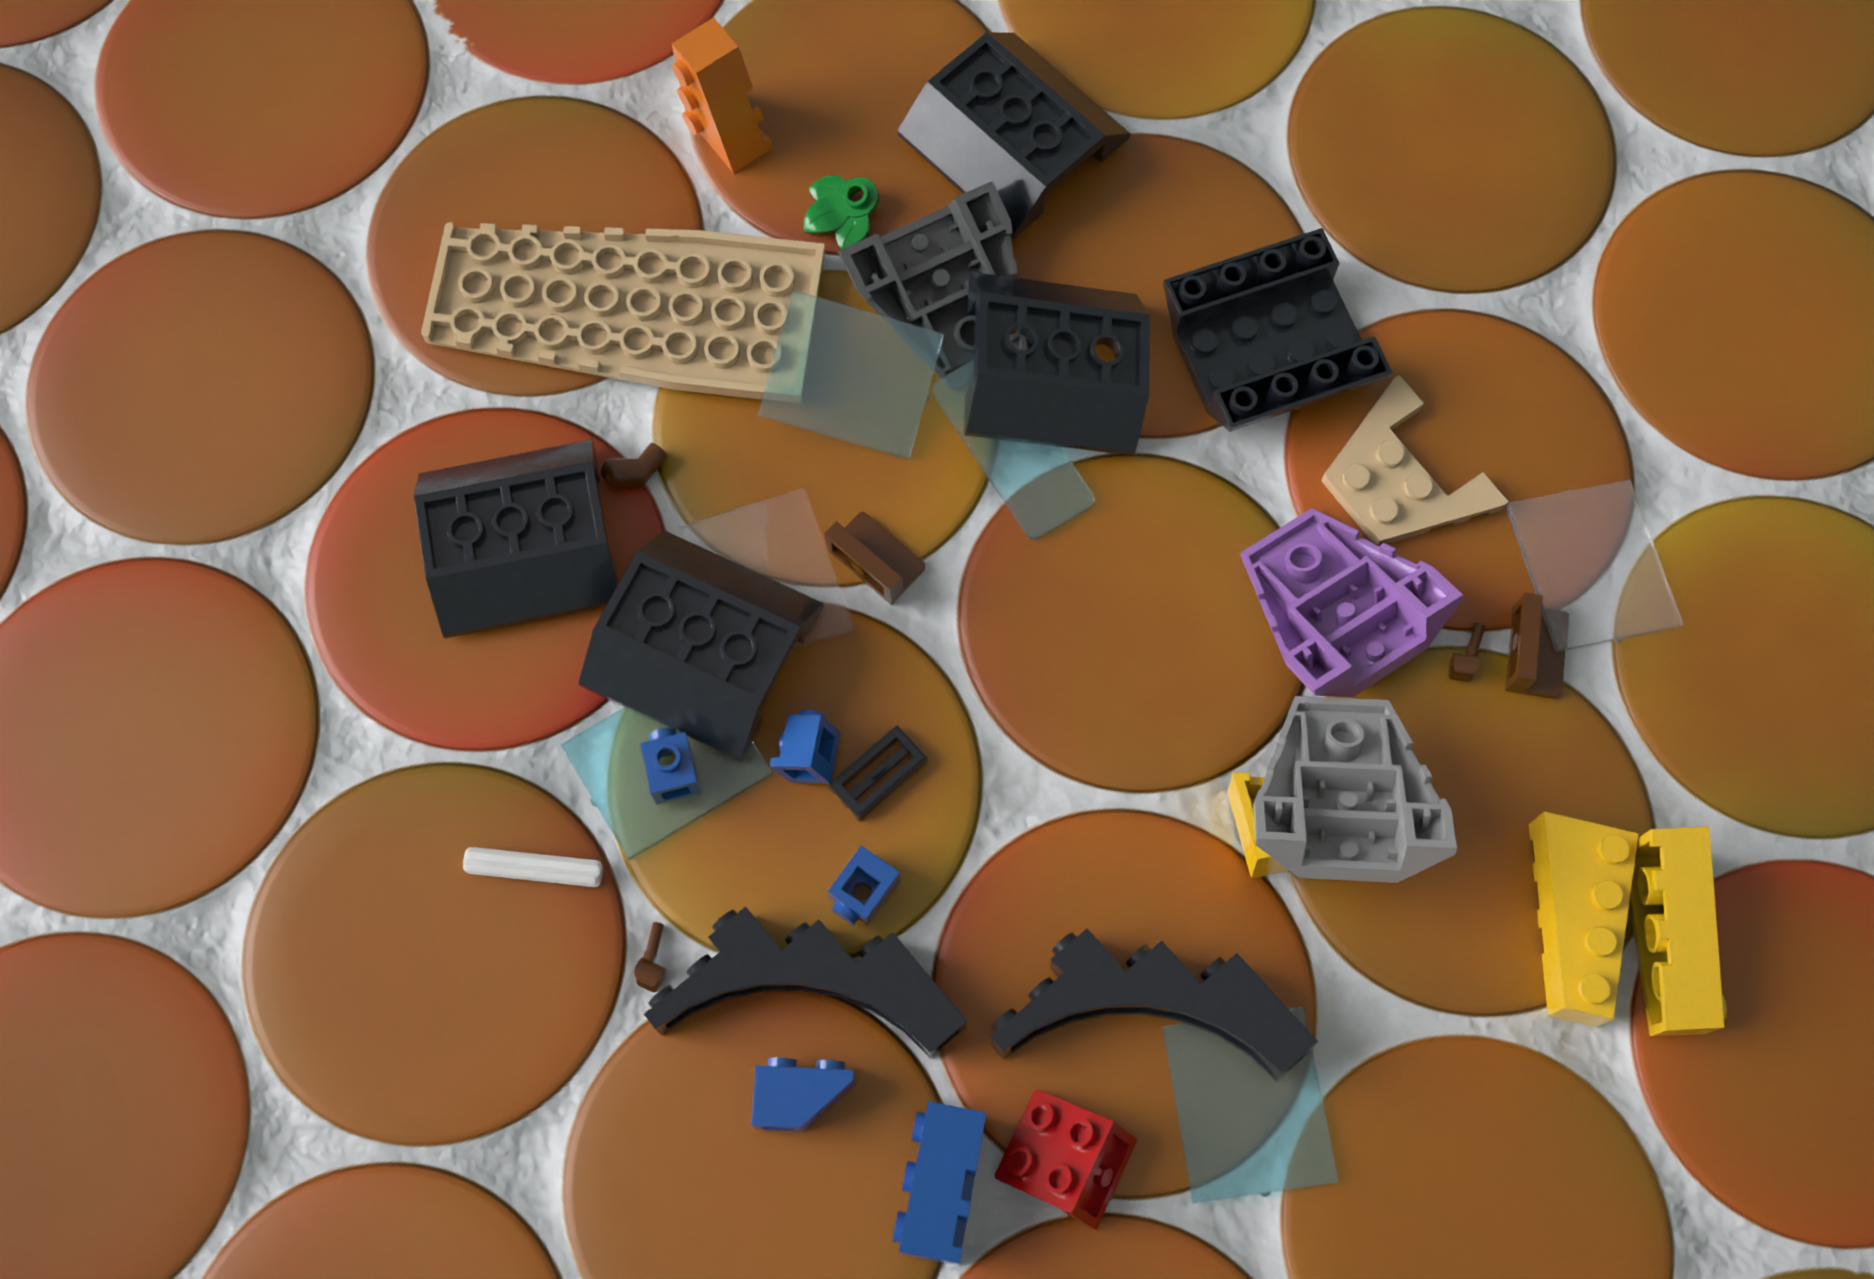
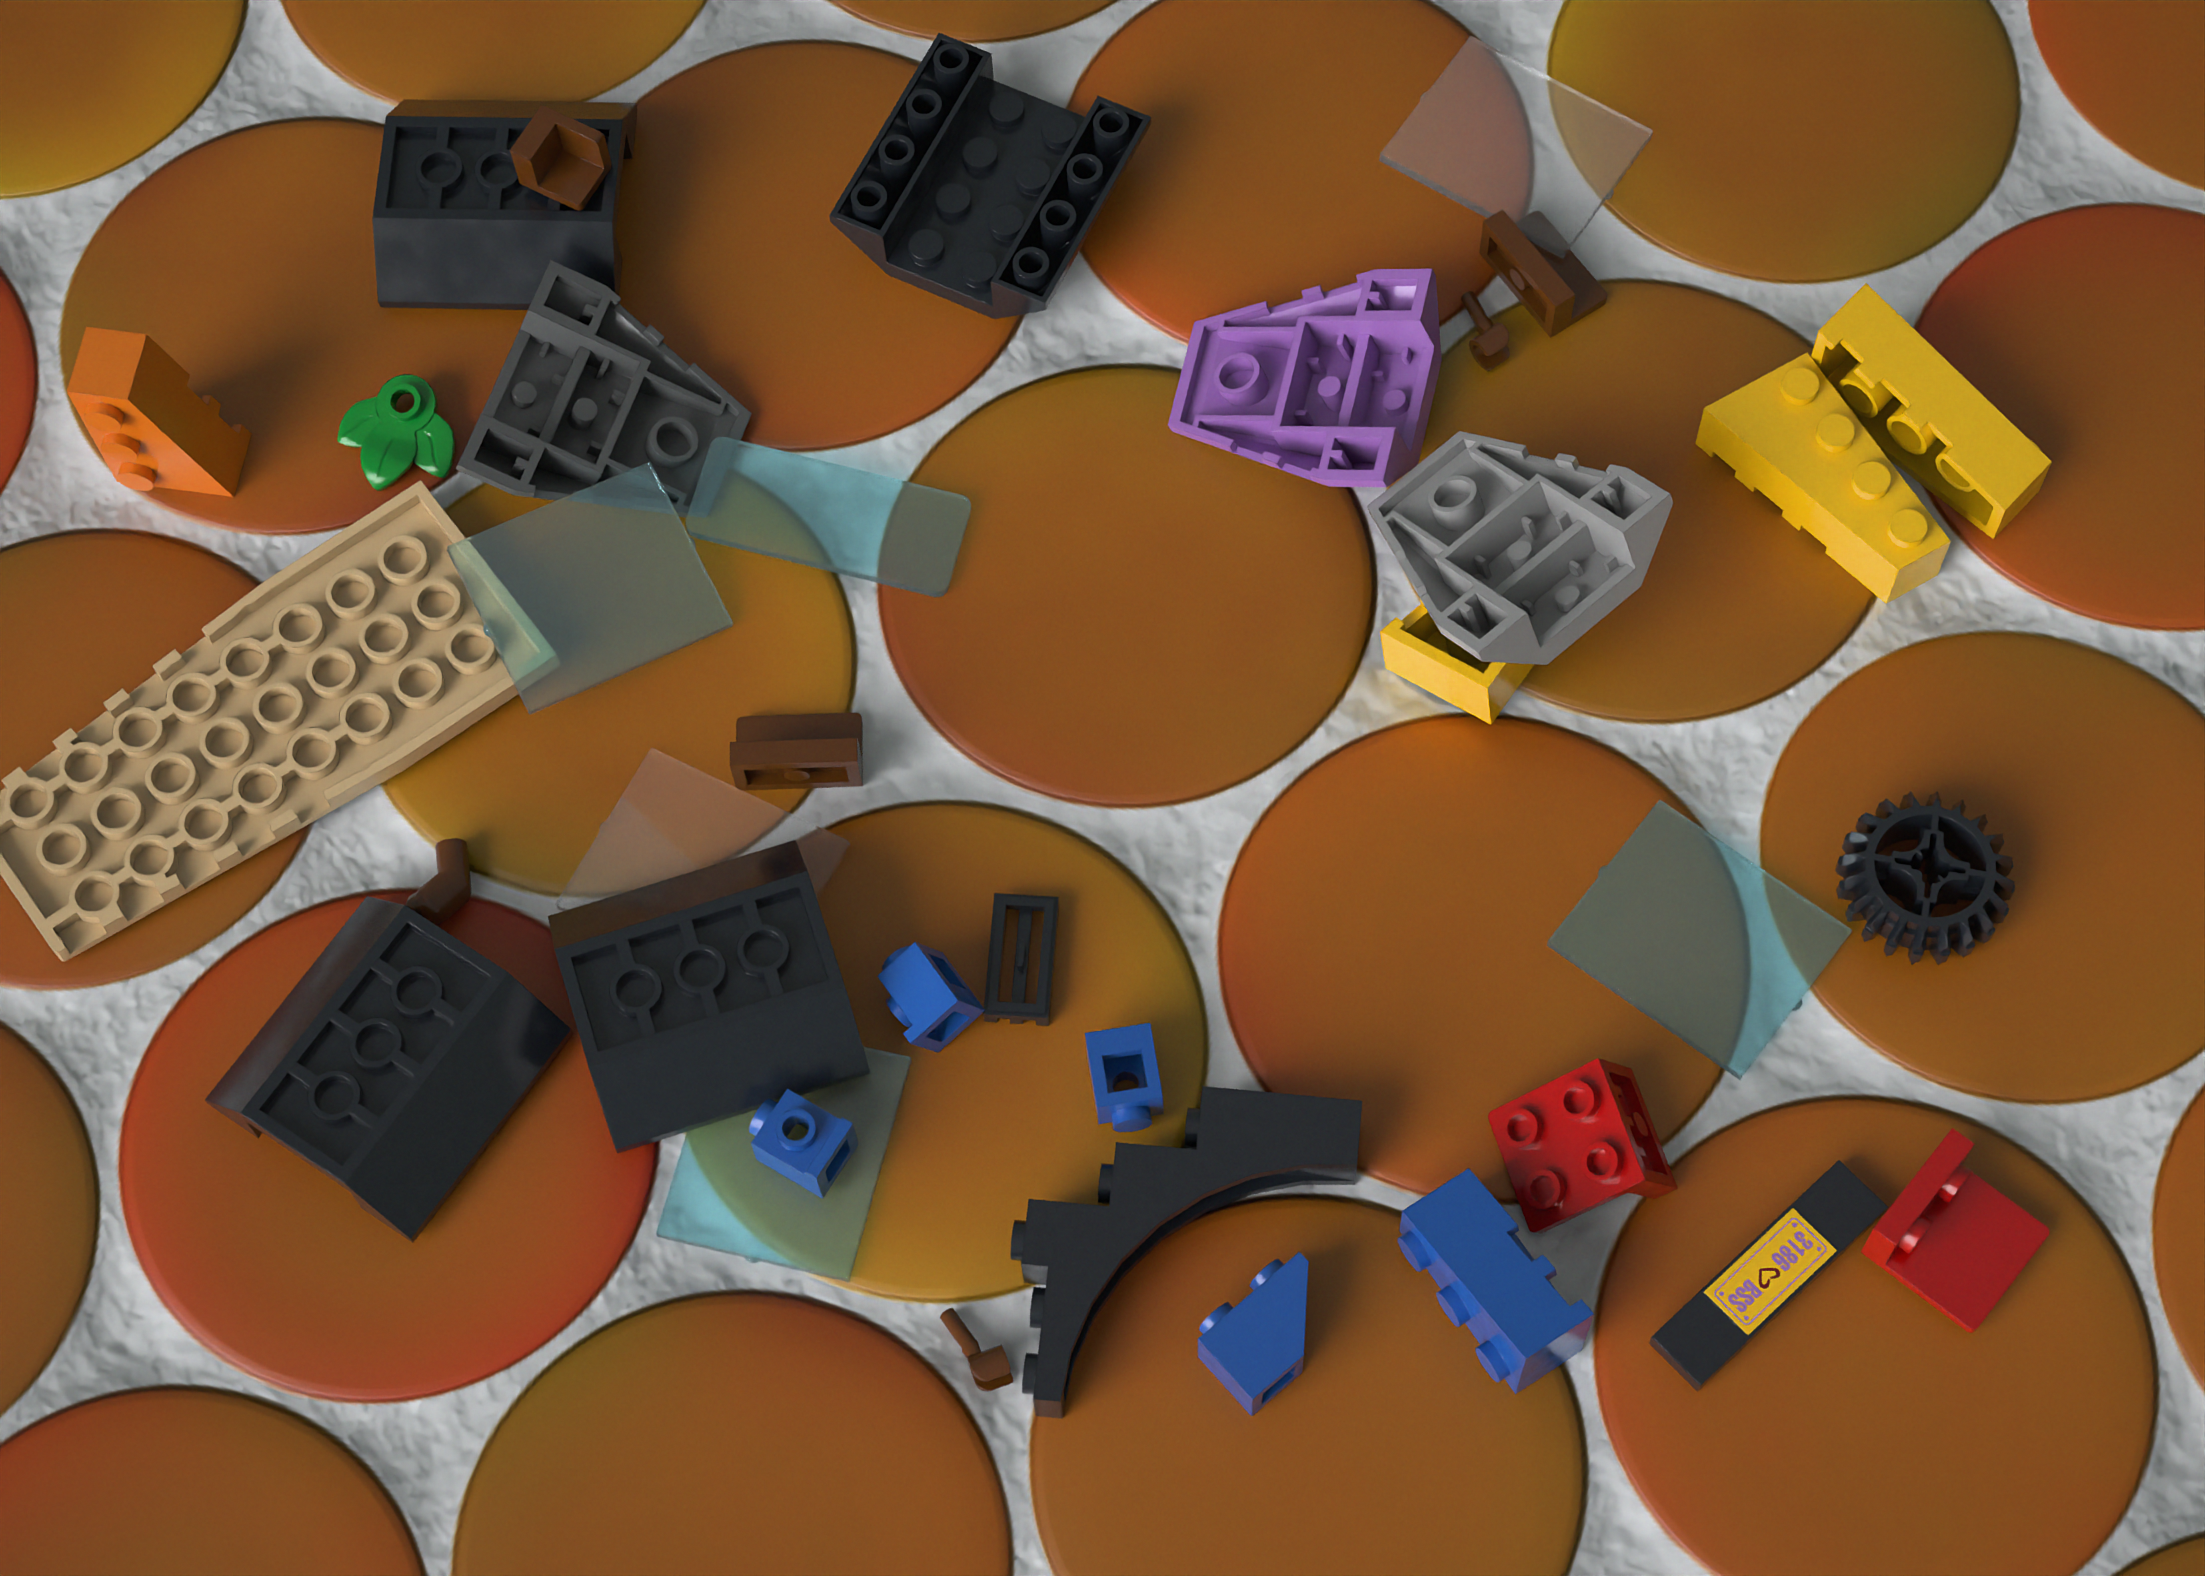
camera: 40 degrees left, 5 degrees down
(533, 867) = (755, 1379): white axle -> none
(1047, 129) = (561, 158): none -> reddish brown panel
(1059, 386) = (829, 407): black slope -> none
(1157, 984) = (1584, 858): black arch -> none
(1389, 488) = (1245, 237): tan wing -> none
(1391, 1175) = (1975, 878): none -> black gear

